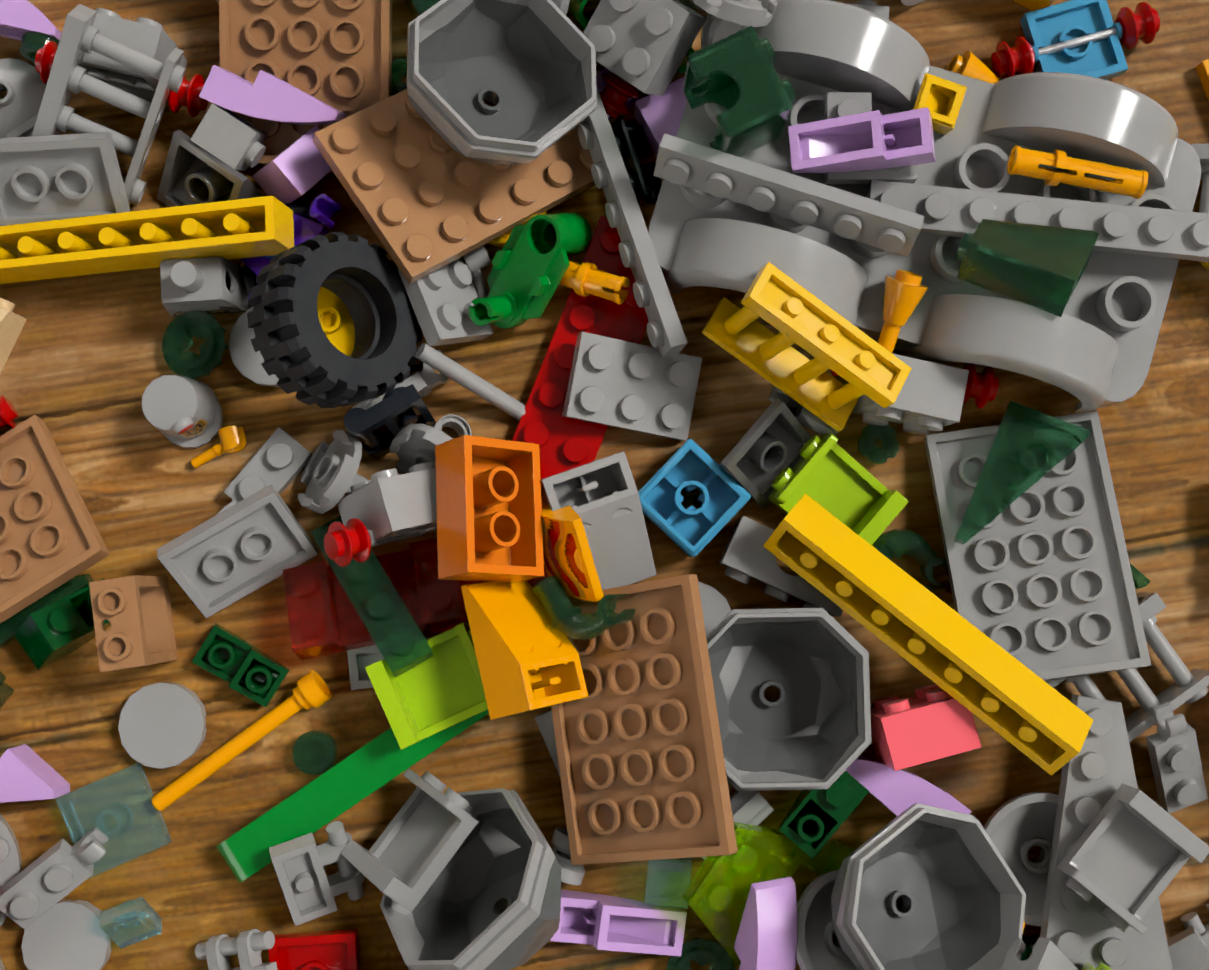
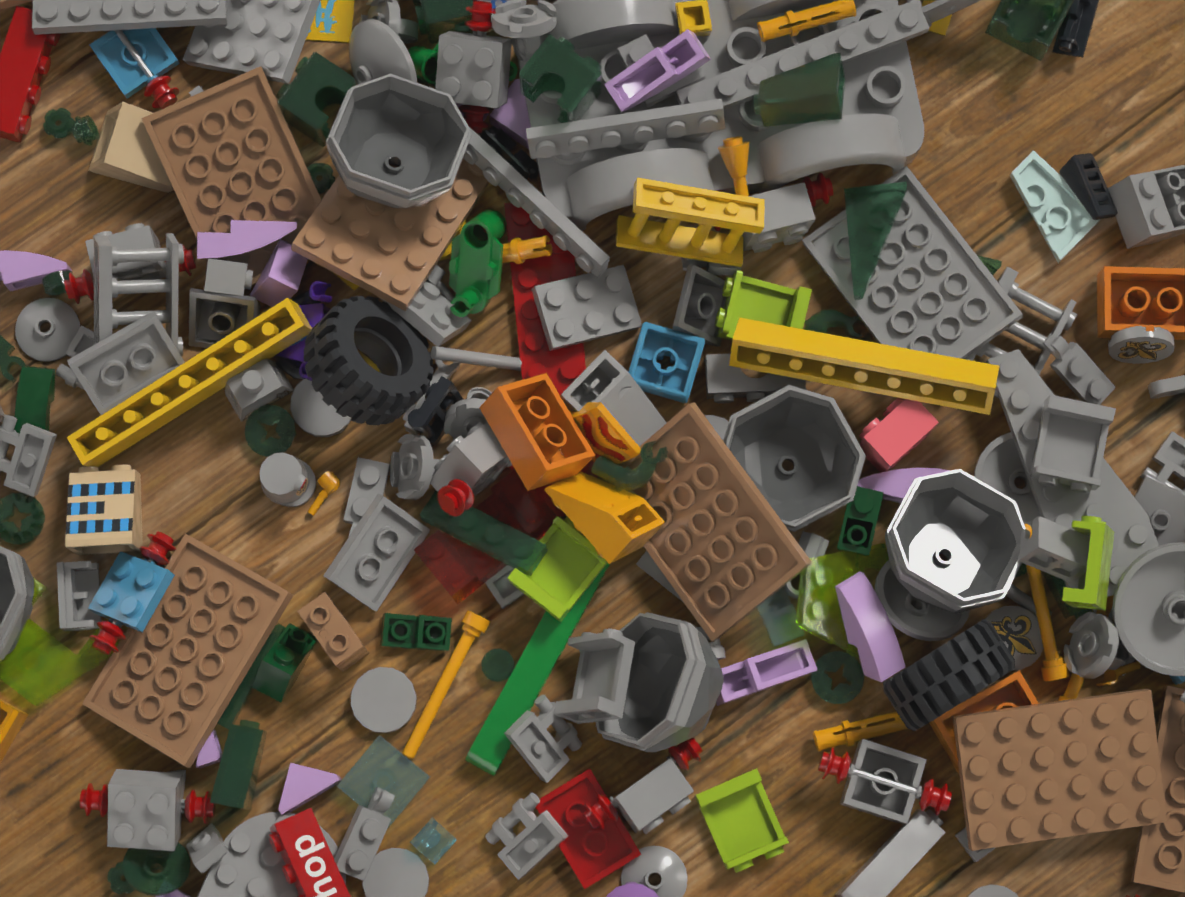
camera: 25 degrees left, 5 degrees down
(876, 454) = (769, 269): clear green plate -> none

